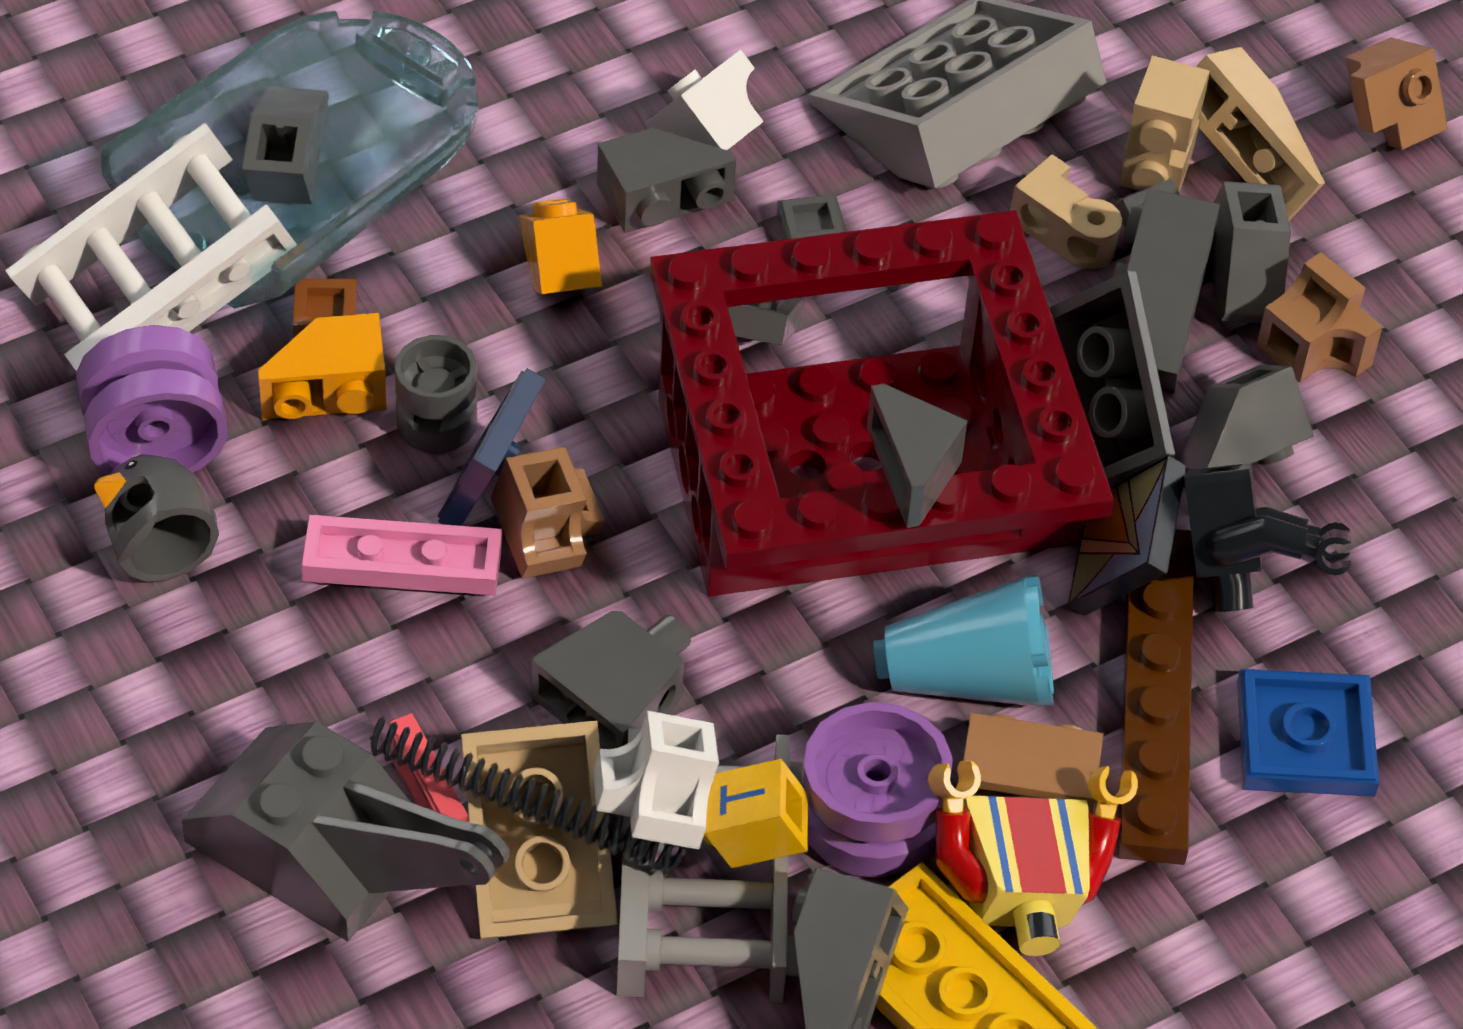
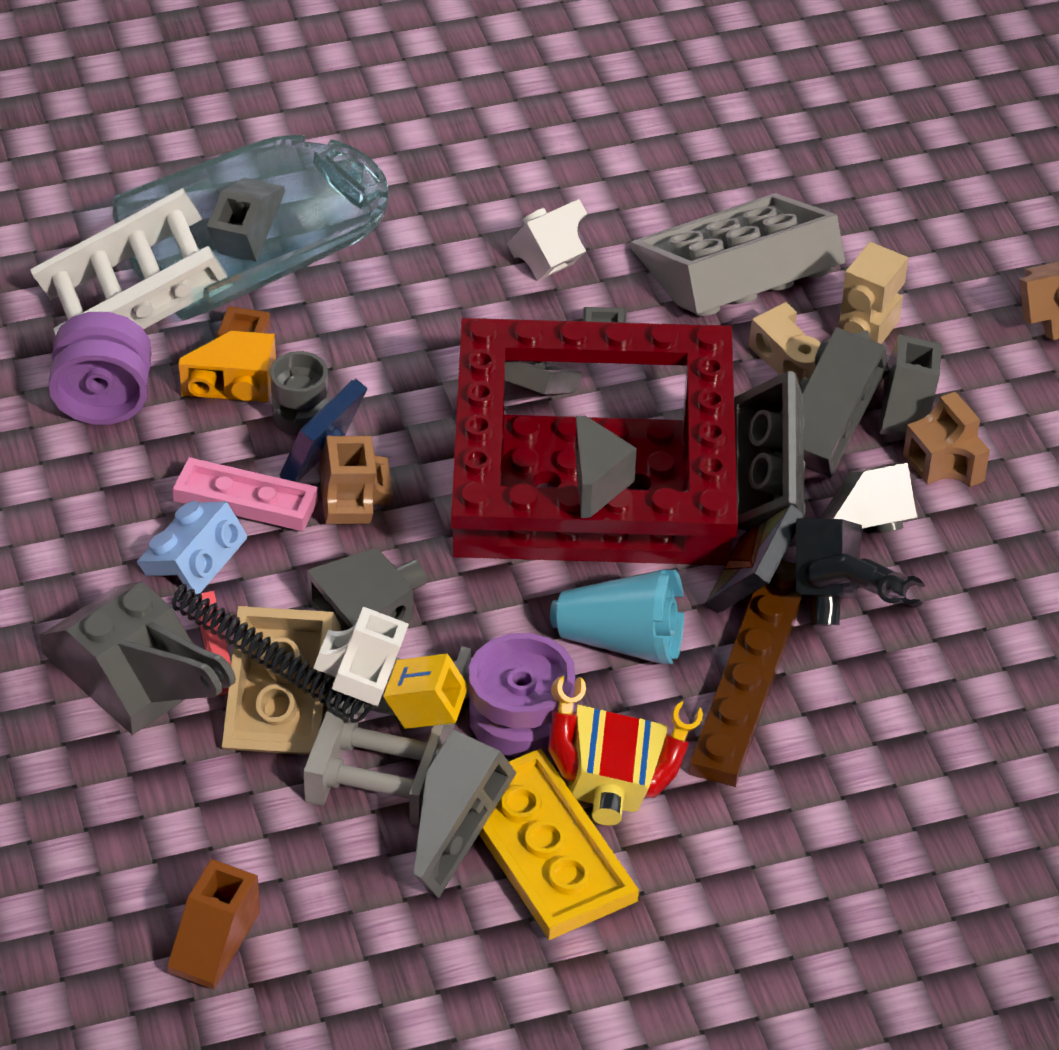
camera: 15 degrees right, 5 degrees down
(157, 517) = (83, 442): dark grey piece -> none
(353, 642) = (195, 544): none -> light blue bracket
(560, 247) = (417, 312): light orange slope -> none
(662, 177) = (506, 279): dark grey slope -> none
(1032, 758) = (638, 692): medium nougat brick -> none
(1255, 129) = (941, 306): tan slope -> none
(1307, 732) = (852, 714): blue tile -> none

